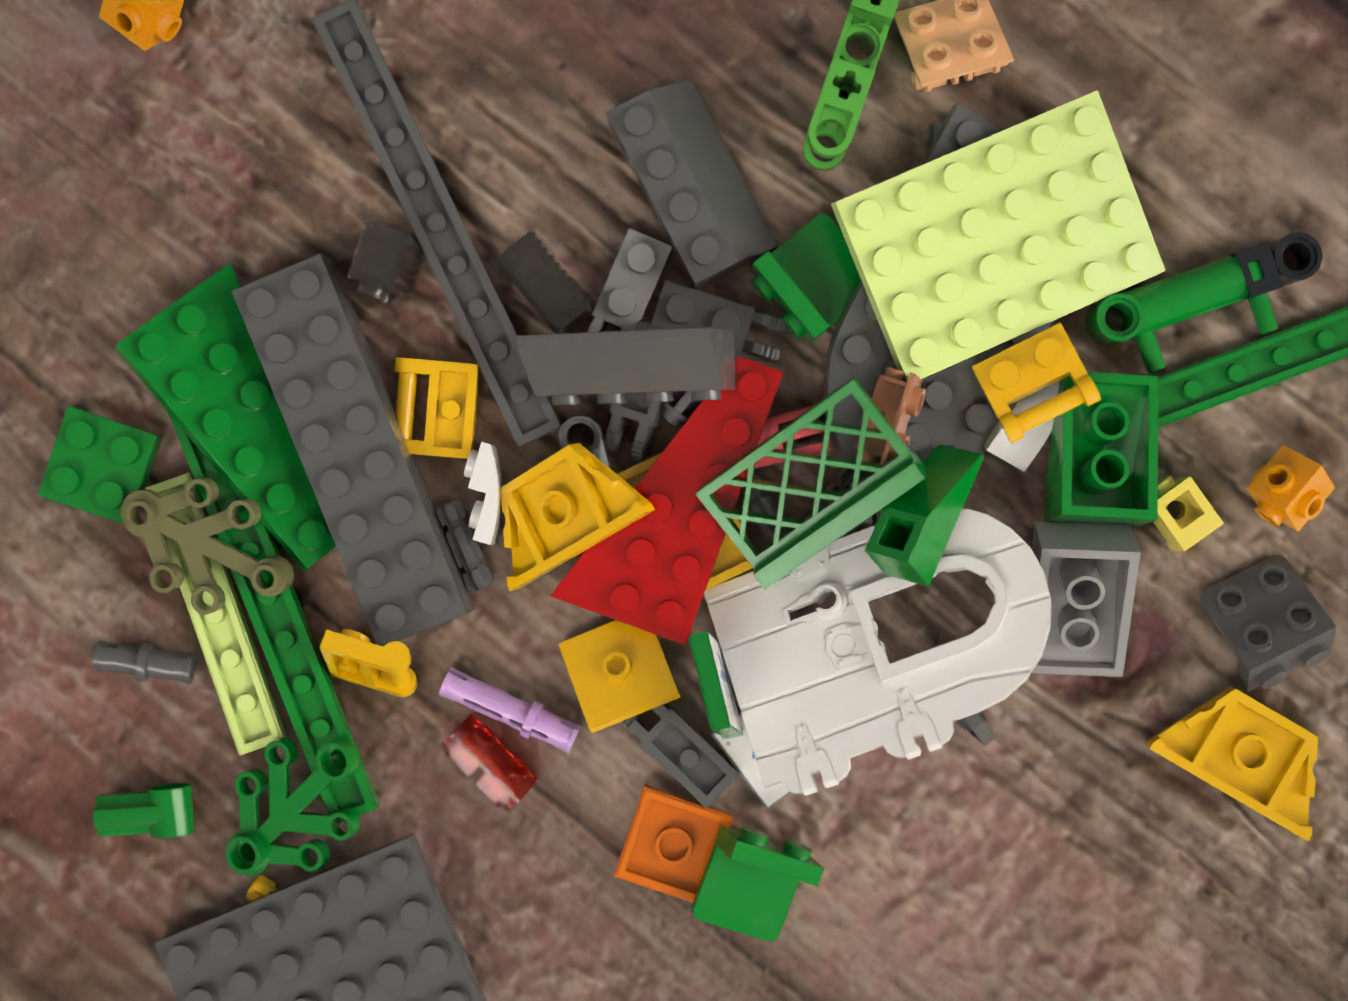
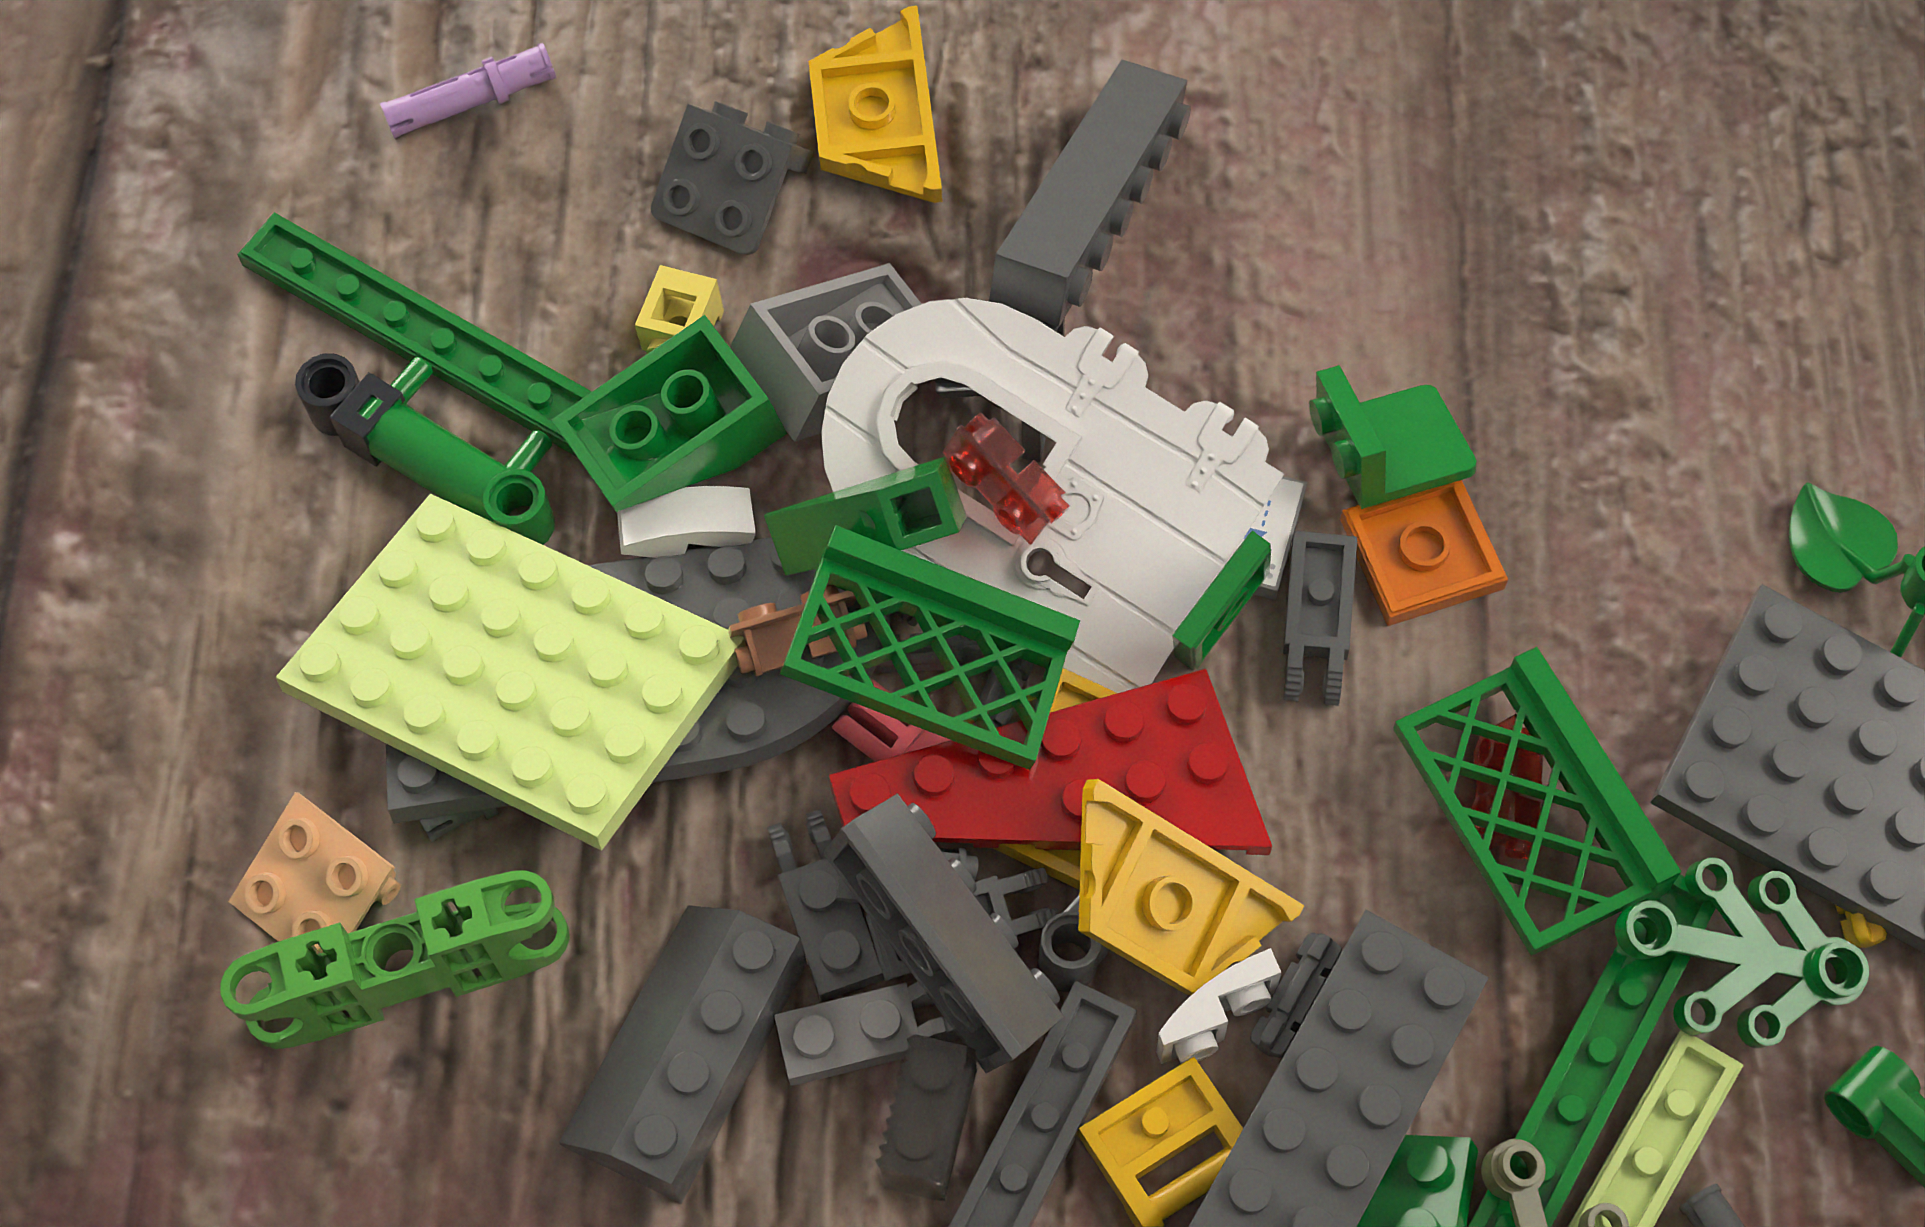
camera: 130 degrees left, 25 degrees down
(367, 664) = (1518, 992): yellow plate -> none
(451, 805) = (1590, 787): none -> green fence
(508, 709) = (1440, 844): lavender pin -> none
(617, 673) = (1295, 723): yellow plate -> none
(809, 278) = (699, 838): green bracket -> none
(906, 608) = (982, 459): none -> clear red hinge
(1028, 369) = (638, 538): yellow plate -> none
(1060, 830) = (1090, 193): none -> dark grey brick
(1290, 489) = (579, 238): light orange brick -> none

